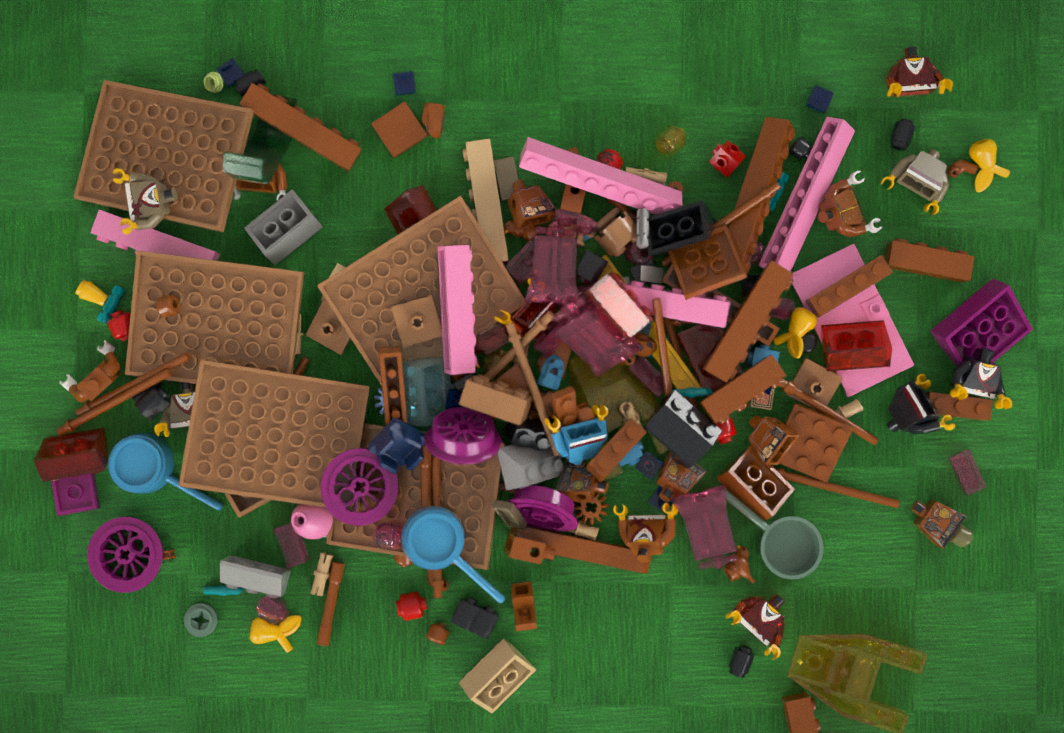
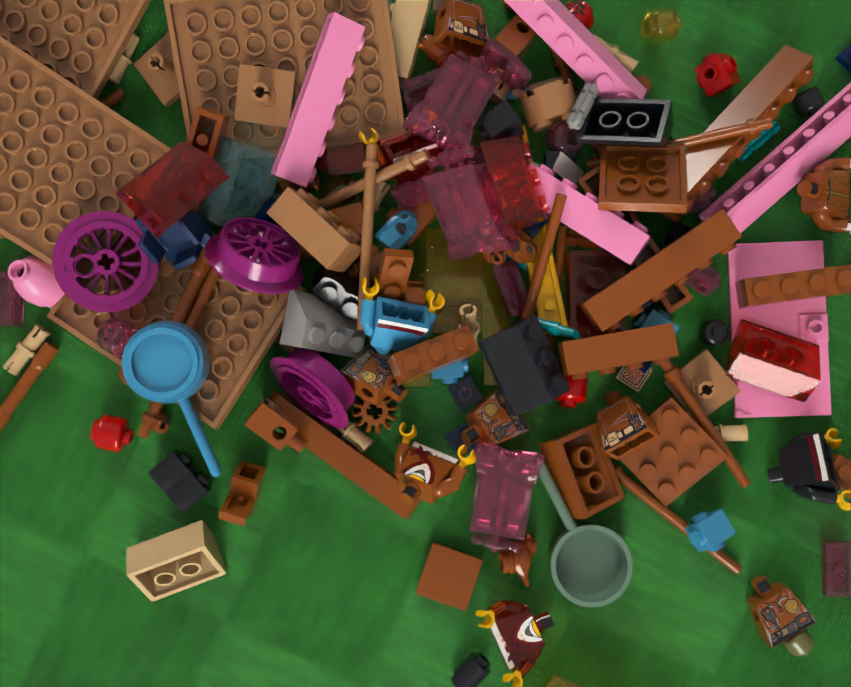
camera: 20 degrees right, 0 degrees up
(391, 416) = (172, 187): none -> clear red slope
(437, 633) = (130, 480): dark orange piece -> none
(509, 514) = (272, 375): dark tan tile -> none
(695, 600) = (449, 576): none -> dark orange tile
(800, 323) = (720, 305): yellow piece -> none
(864, 486) = (709, 530): none -> dark azure brick

